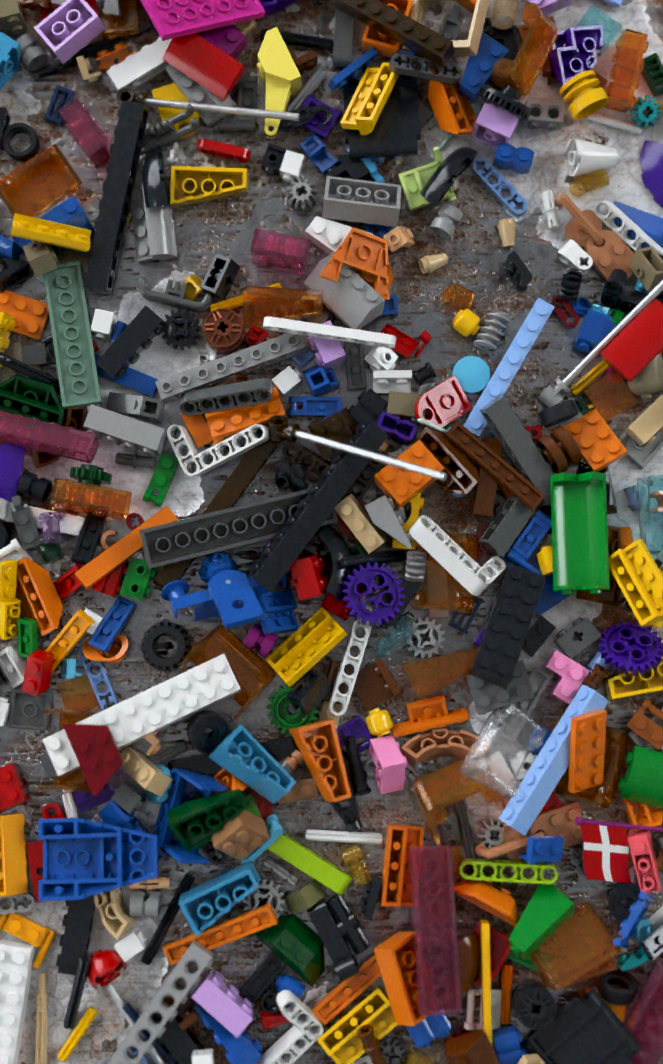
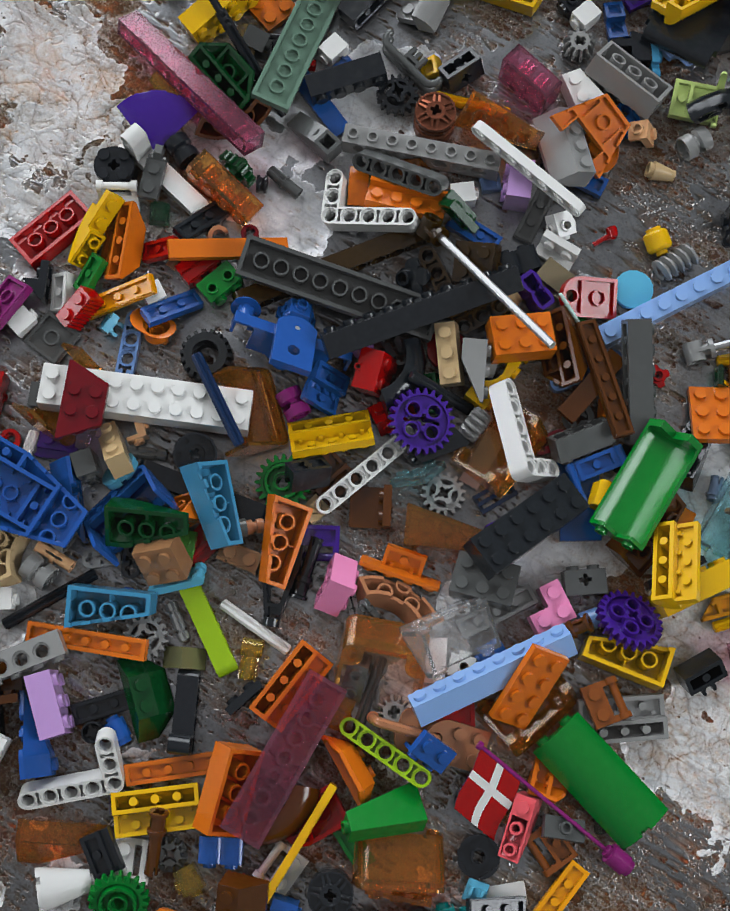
camera: 30 degrees right, 5 degrees down
(51, 528) = (173, 189): clear purple piece -> none
(78, 694) = (103, 350): clear orange piece -> none
(117, 474) = (261, 184): none -> black bush
(126, 430) = (293, 150): light grey brick -> none
(161, 479) = (297, 212): green plate -> none
(201, 680) = (217, 399): none -> dark blue axle
(255, 336) = (460, 138): red tile -> none
(272, 1020) = (83, 750): red cone -> none
(295, 400) = (459, 211): none -> bracket
(320, 380) = (494, 212): blue brick -> none
(348, 924) = (207, 708): black piece -> none
(379, 722) = (353, 543): yellow head -> none
(404, 344) = (588, 224): red plate -> none
(424, 374) = (590, 262): black bush -> none
(458, 296) = (664, 214): clear orange bracket -> none
(506, 994) = (311, 868): orange axle -> none
(537, 635) = (543, 557): black plate -> none
(558, 413) = (692, 370): black tyre -> none
(559, 449) = (674, 400): reddish brown wheel -> none
(629, 926) = (467, 877): blue plate -> none

